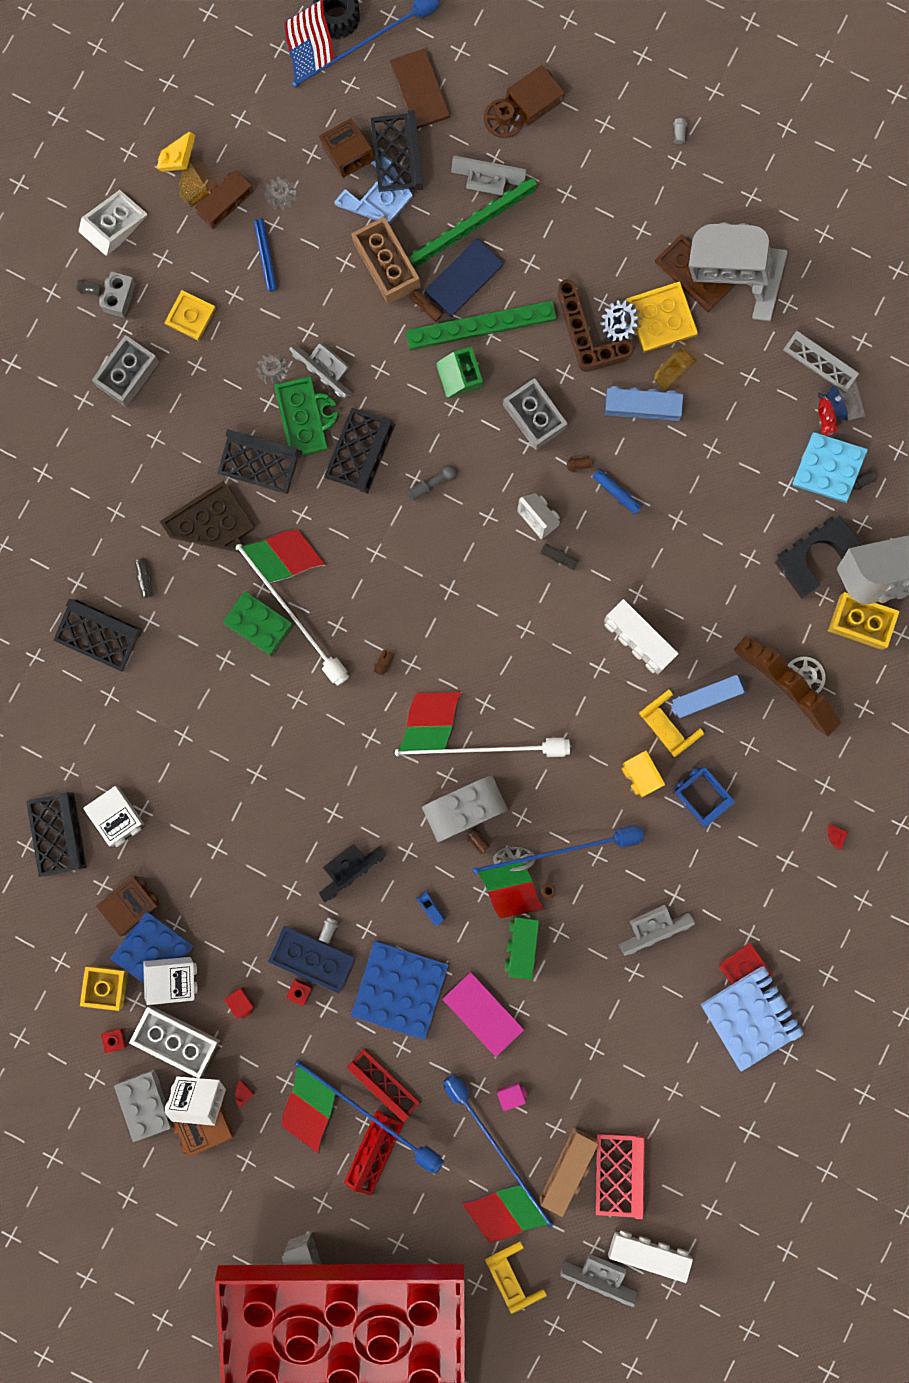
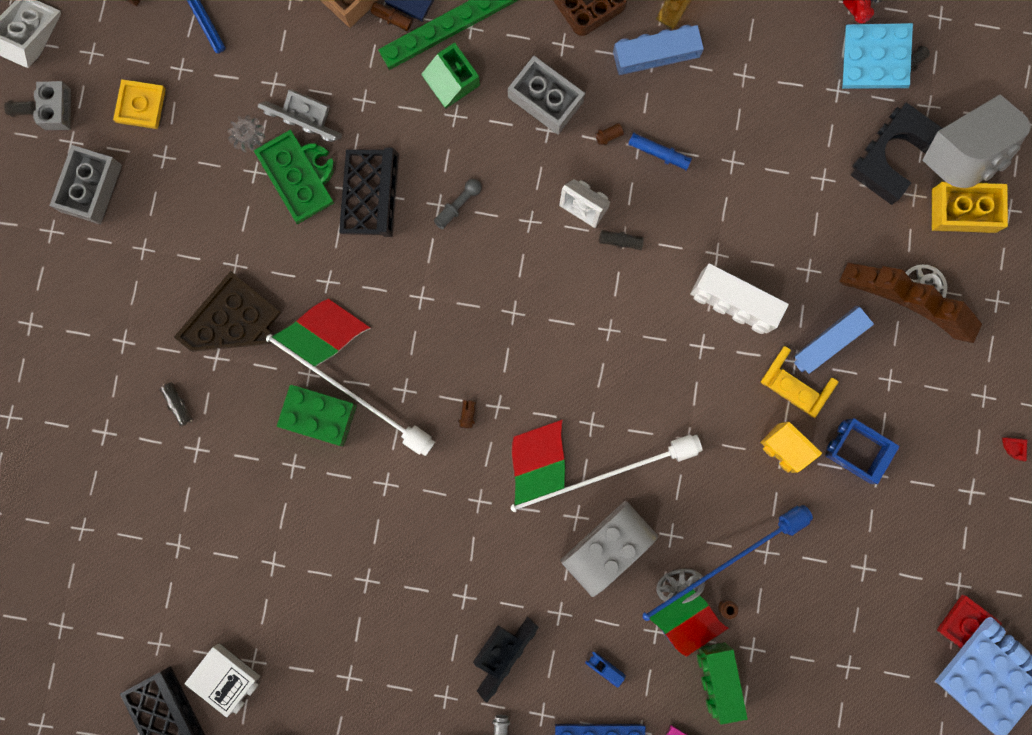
camera: 20 degrees left, 0 degrees up
(103, 619) = (142, 463): black fence -> none
(262, 445) = (265, 219): black fence -> none
(476, 839) = (633, 578): reddish brown pin -> none
(653, 928) = (855, 613): light grey bracket -> none

